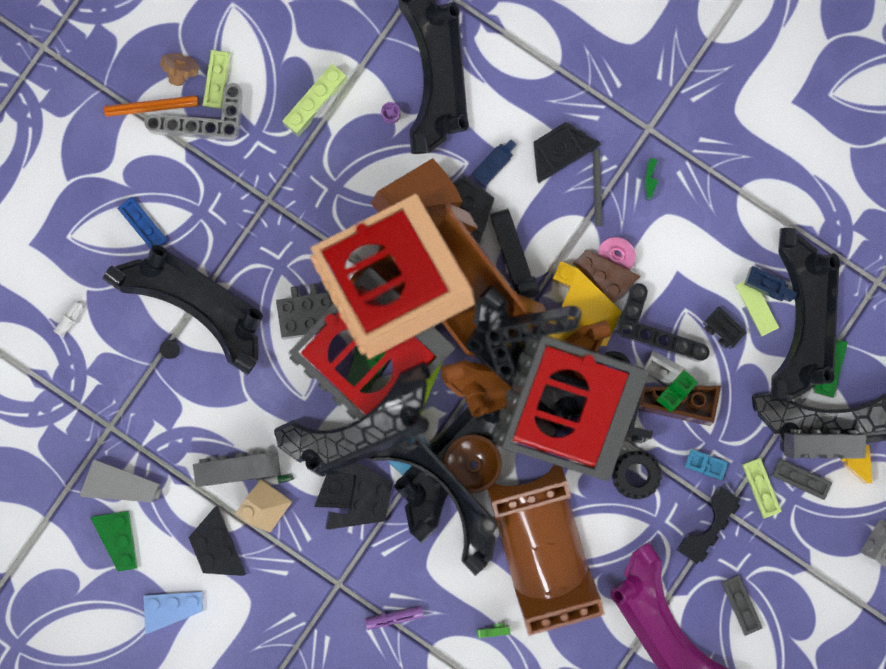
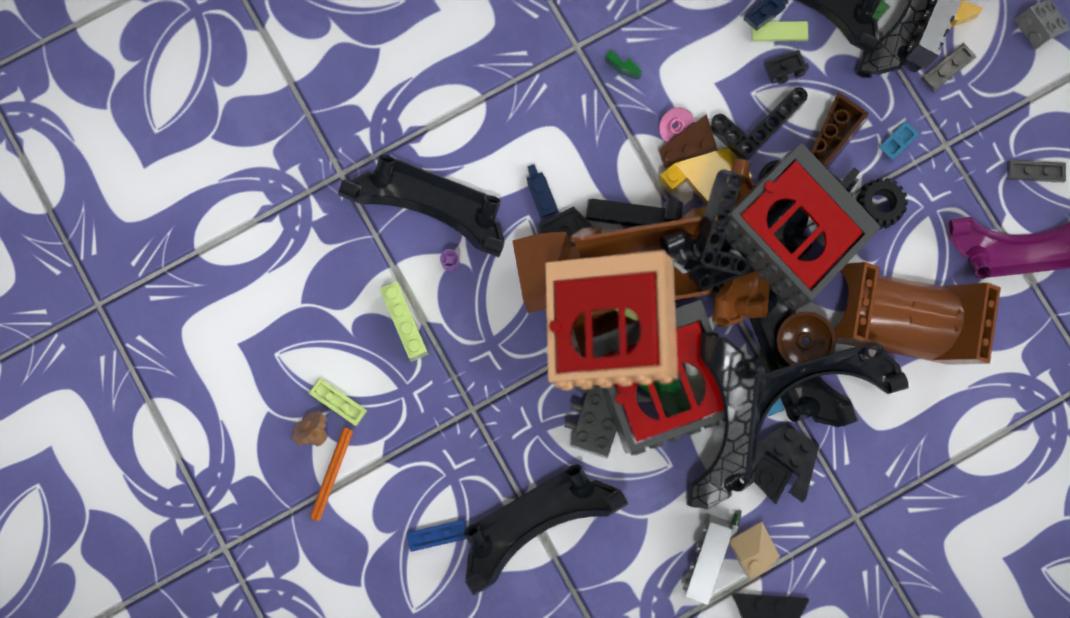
camera: 60 degrees left, 5 degrees down
(169, 349) = (566, 567): black tile -> none
(202, 123) = (372, 434): light grey beam -> none
(394, 618) = (909, 489): medium lavender pin -> none
(498, 630) = (965, 392): bright green plate -> none
(560, 149) = (558, 129): black wing -> none
(597, 188) = (606, 114): dark grey bar -> none
(662, 368) = (801, 132): white slope -> none
(677, 391) = (826, 131): green slope -> none
(722, 505) = (943, 144): black arch -> none
(761, 488) = (940, 104): yellowish green tile -> none

